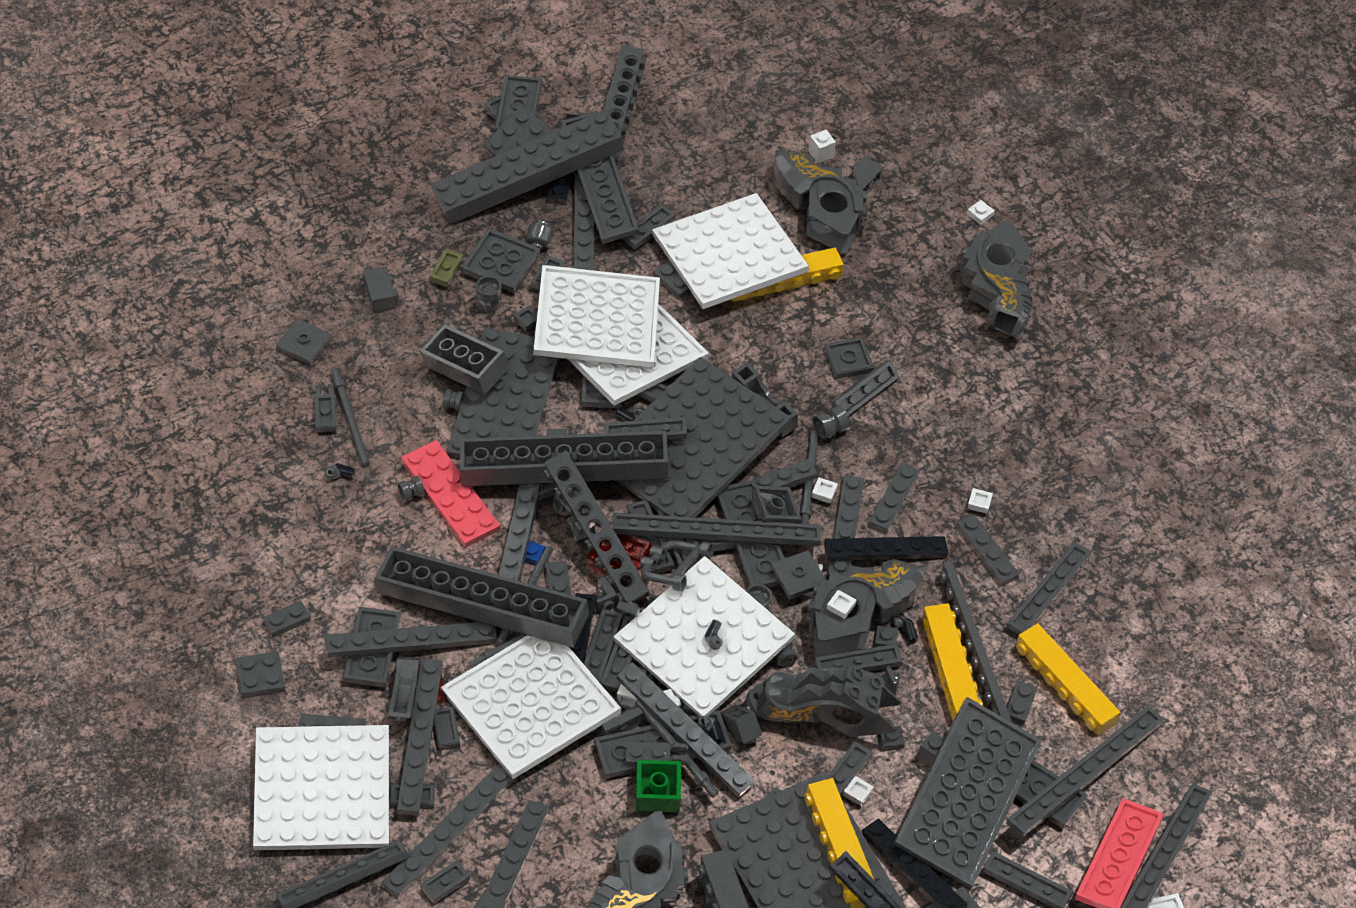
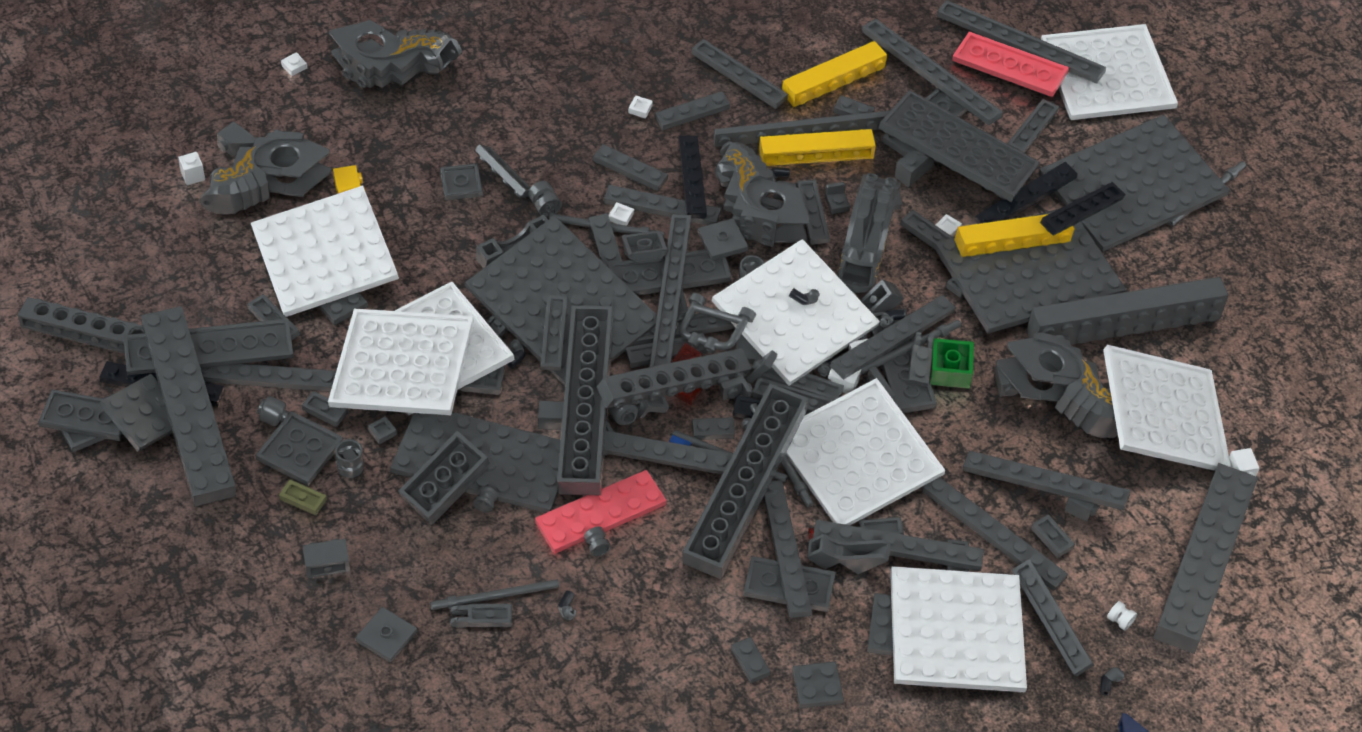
camera: 85 degrees left, 0 degrees up
(841, 604) = (776, 198): white plate -> none

